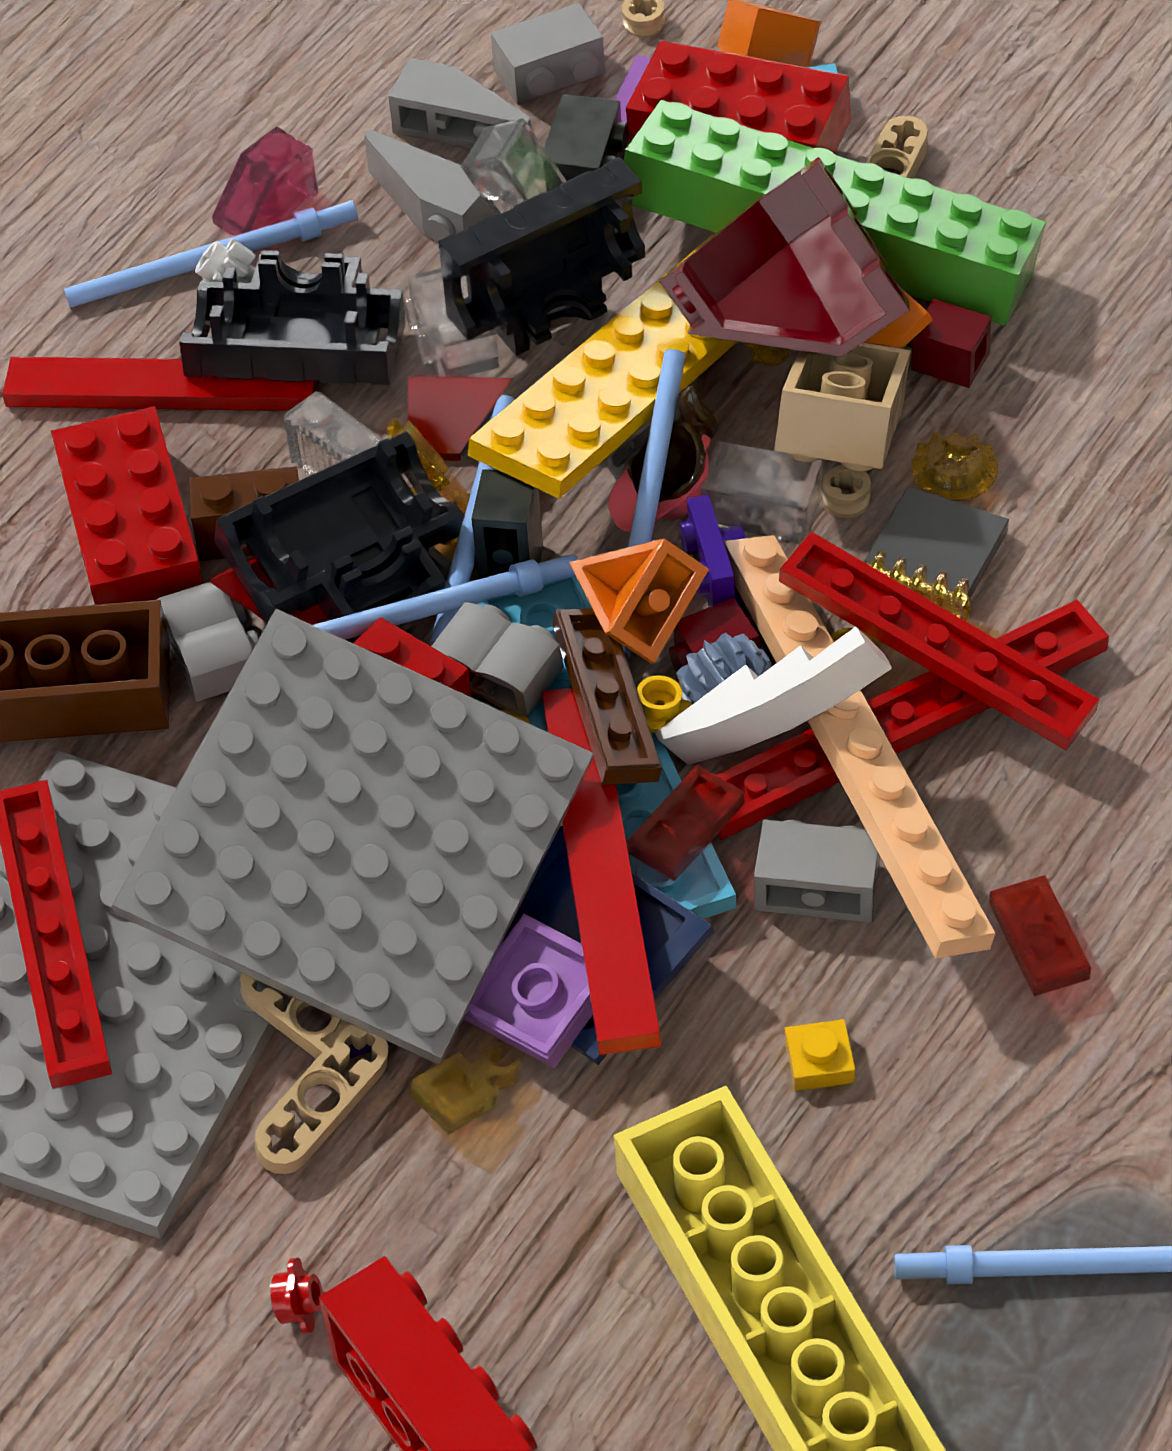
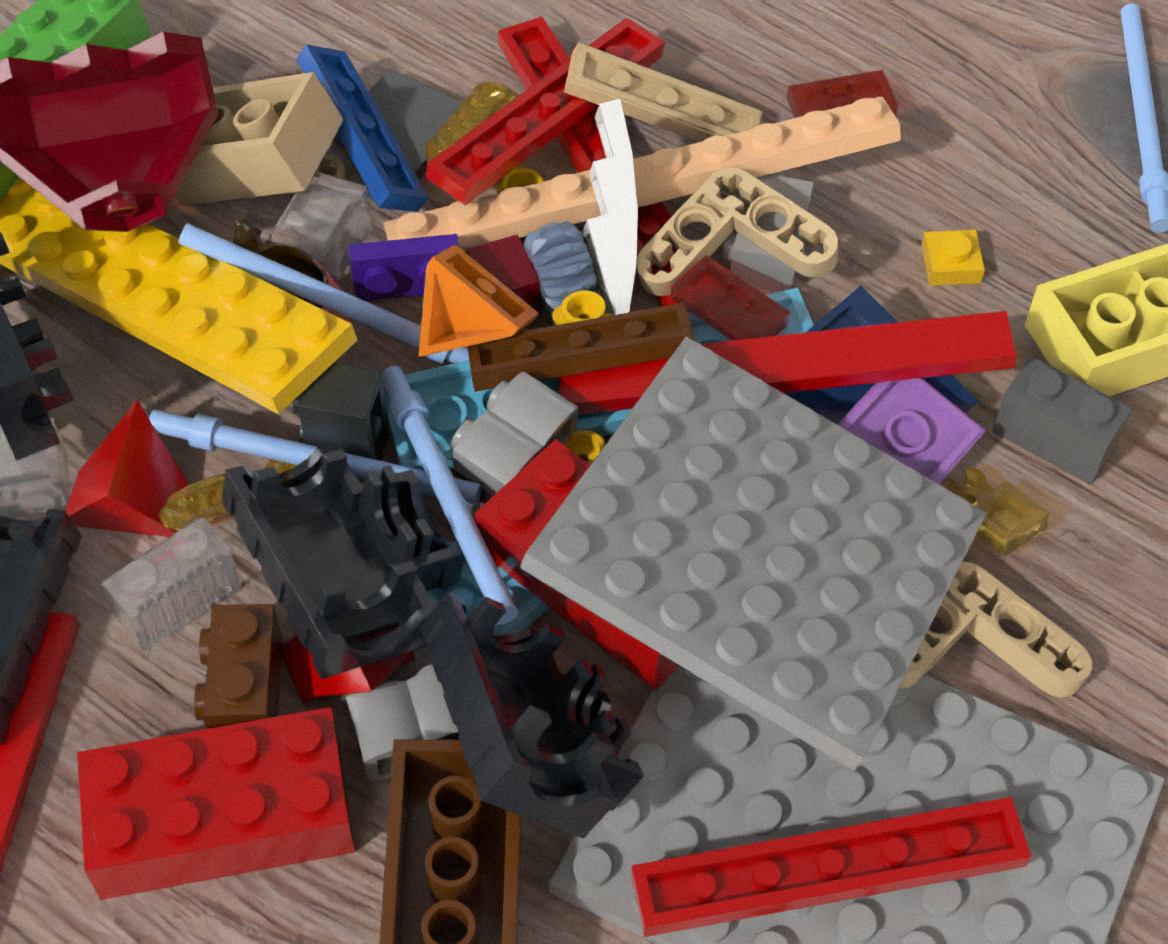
camera: 90 degrees left, 5 degrees up
(152, 672) = (527, 730): none -> black piece
(576, 1140) = (1061, 419): none -> dark grey brick
(792, 812) = (729, 215): none -> tan beam
(899, 489) = (365, 132): none -> blue plate
(975, 747) = (656, 96): none -> tan tile

